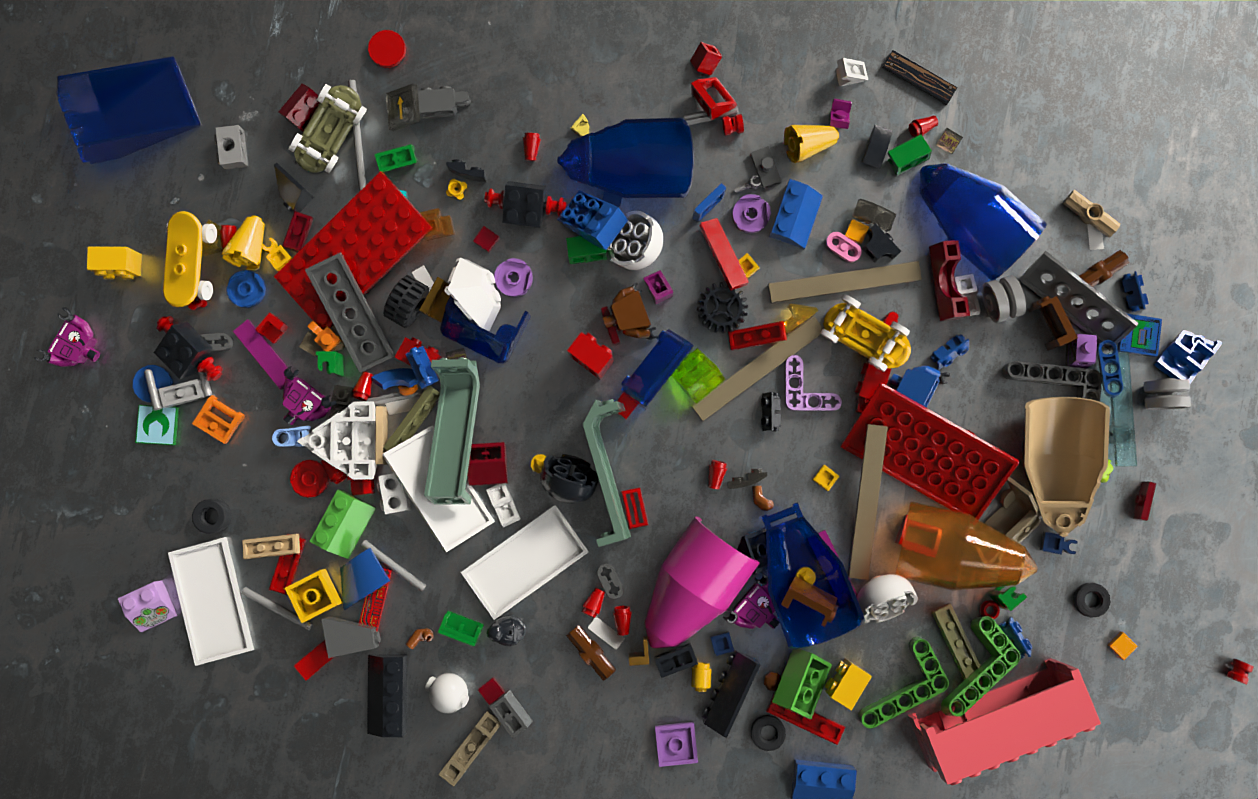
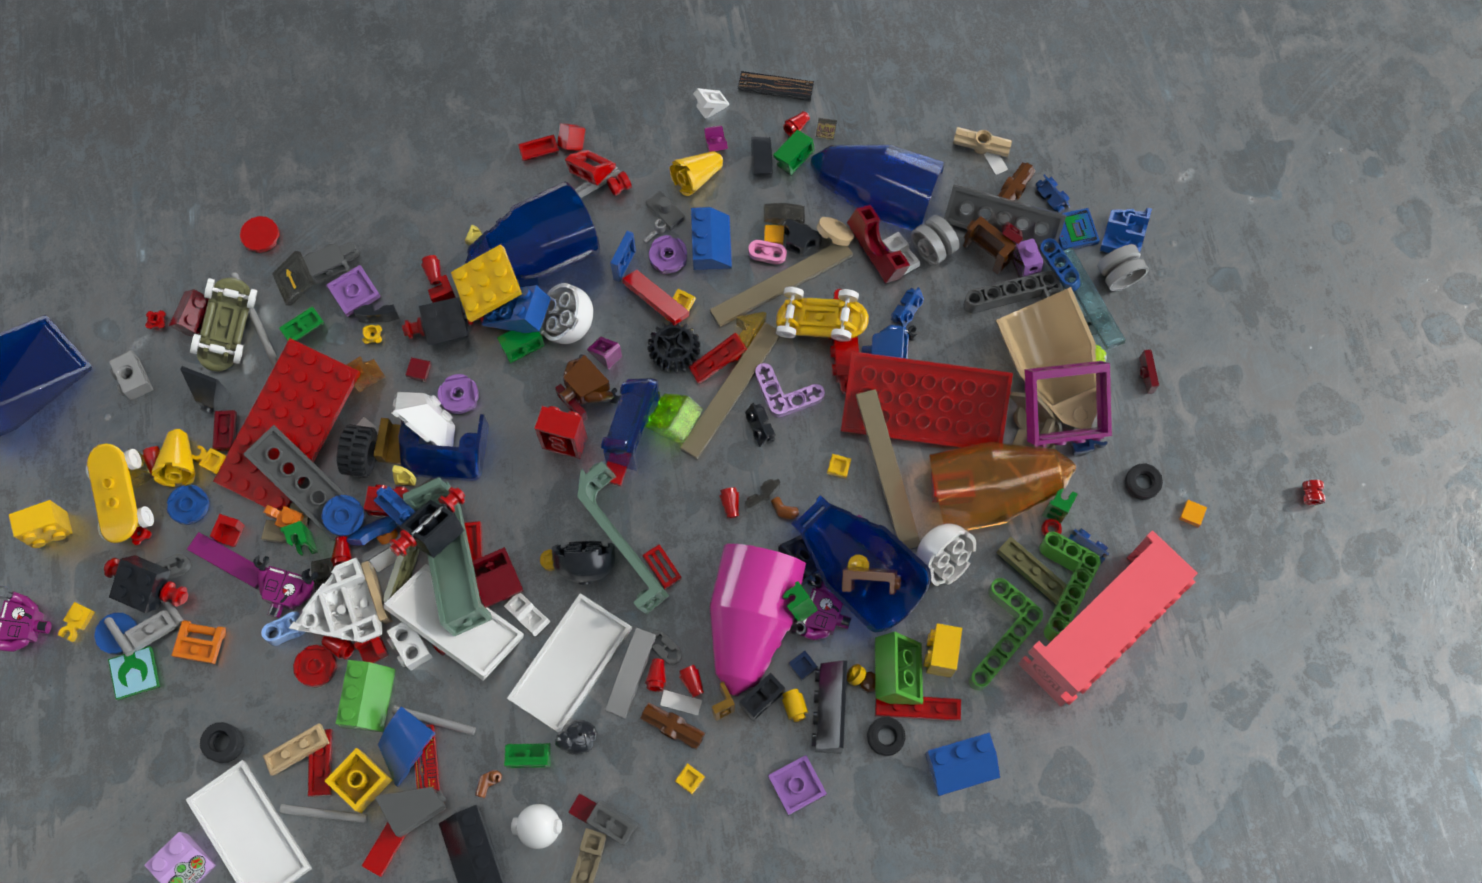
camera: 25 degrees left, 15 degrees down
(123, 356) = (76, 618): none -> yellow plate
(273, 99) = (159, 323): none -> red plate
(375, 355) = (343, 515): none -> blue tile
(439, 337) = (403, 476): none -> light yellow tile
(446, 401) = (431, 526): none -> black brick
(453, 139) = (353, 290): none -> medium lavender plate
(481, 420) = (474, 536): none -> red tile
(532, 171) = (442, 291): none -> red panel
(573, 593) = (630, 673): none -> light grey slope
(574, 185) = (486, 283): none -> yellow plate
(588, 701) = (689, 779): none -> yellow tile
(671, 57) = (538, 147): none -> red tile
(743, 599) = (802, 606): none -> green hinge
(765, 671) = (856, 674): none -> yellow tile
(914, 252) = (835, 230): none -> tan tile
(1036, 479) = (1103, 398): none -> magenta window
(1079, 322) = (1012, 232): none -> dark red plate

